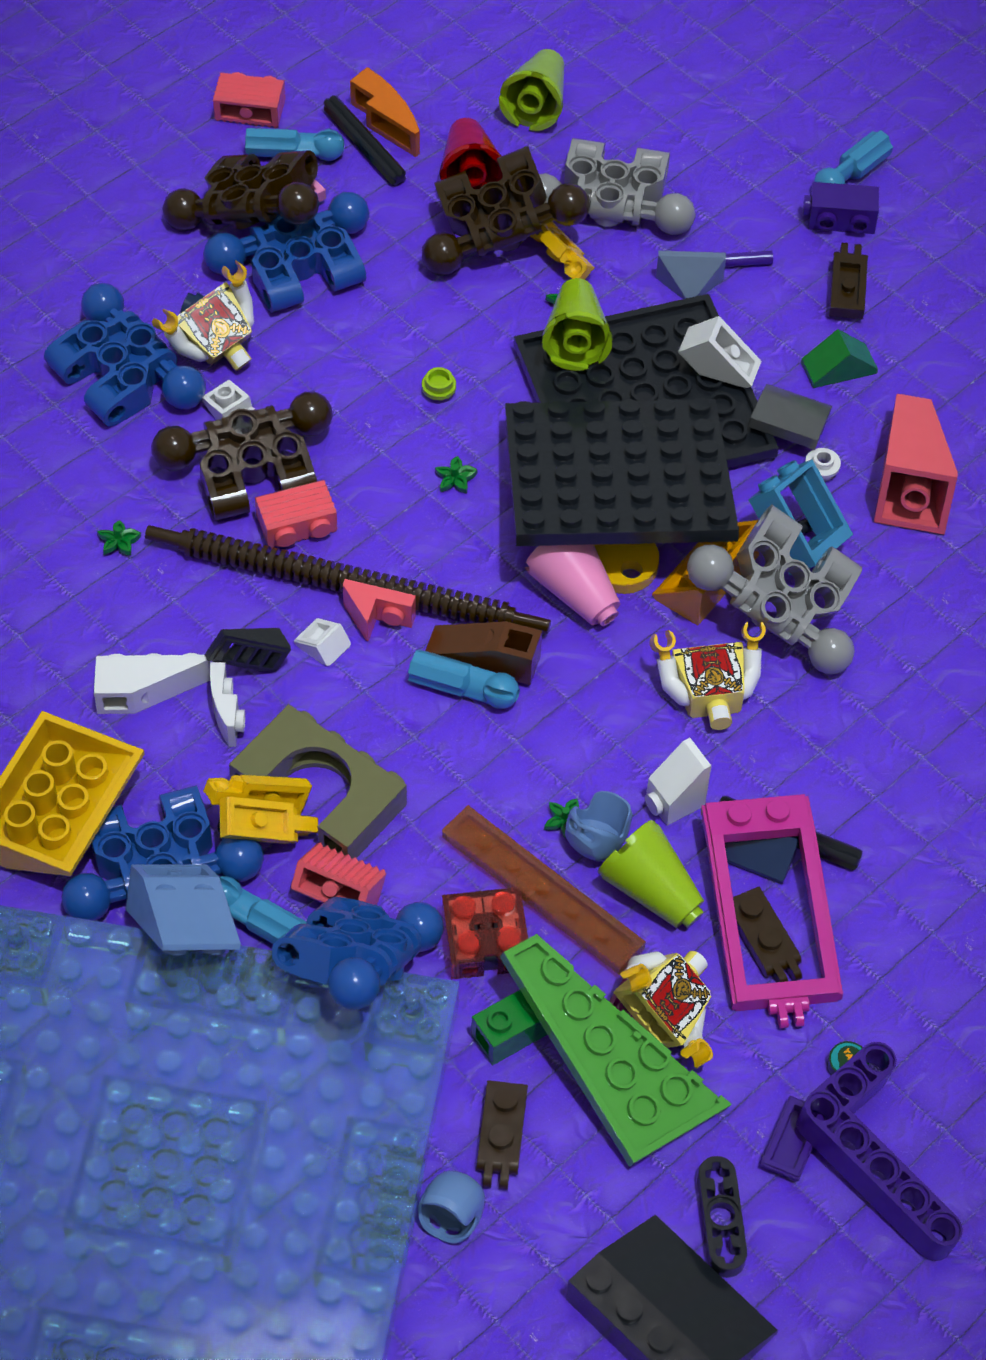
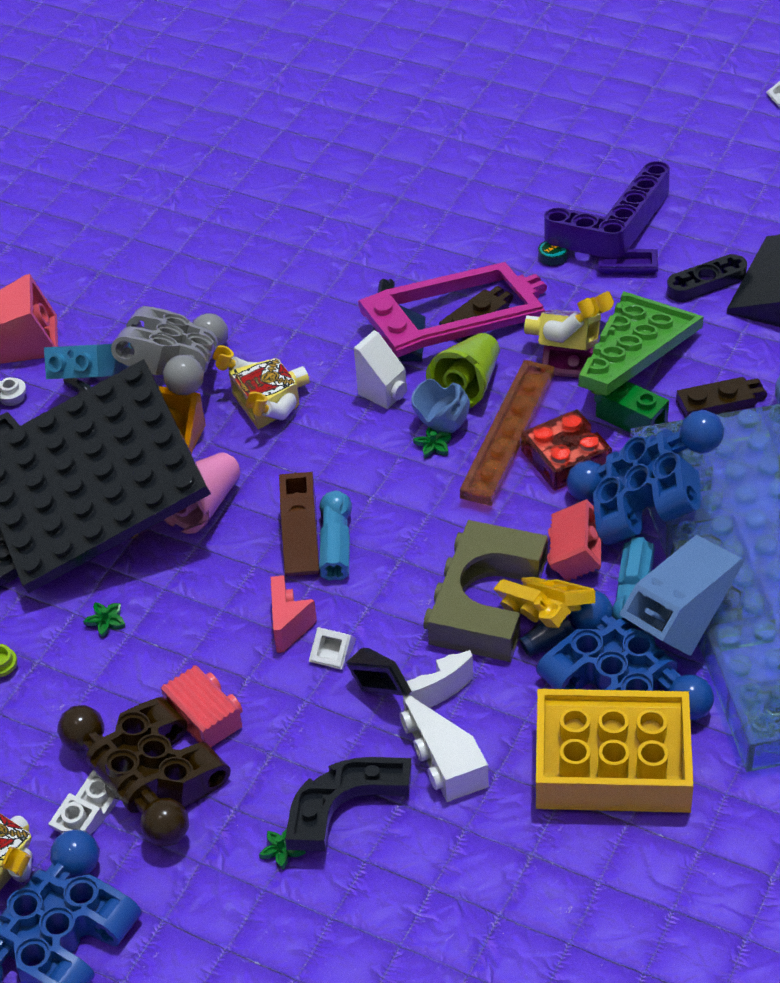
camera: 105 degrees left, 10 degrees down
(147, 577) = (345, 780): none -> black plate
(331, 575) = (261, 661): dark brown hose -> none

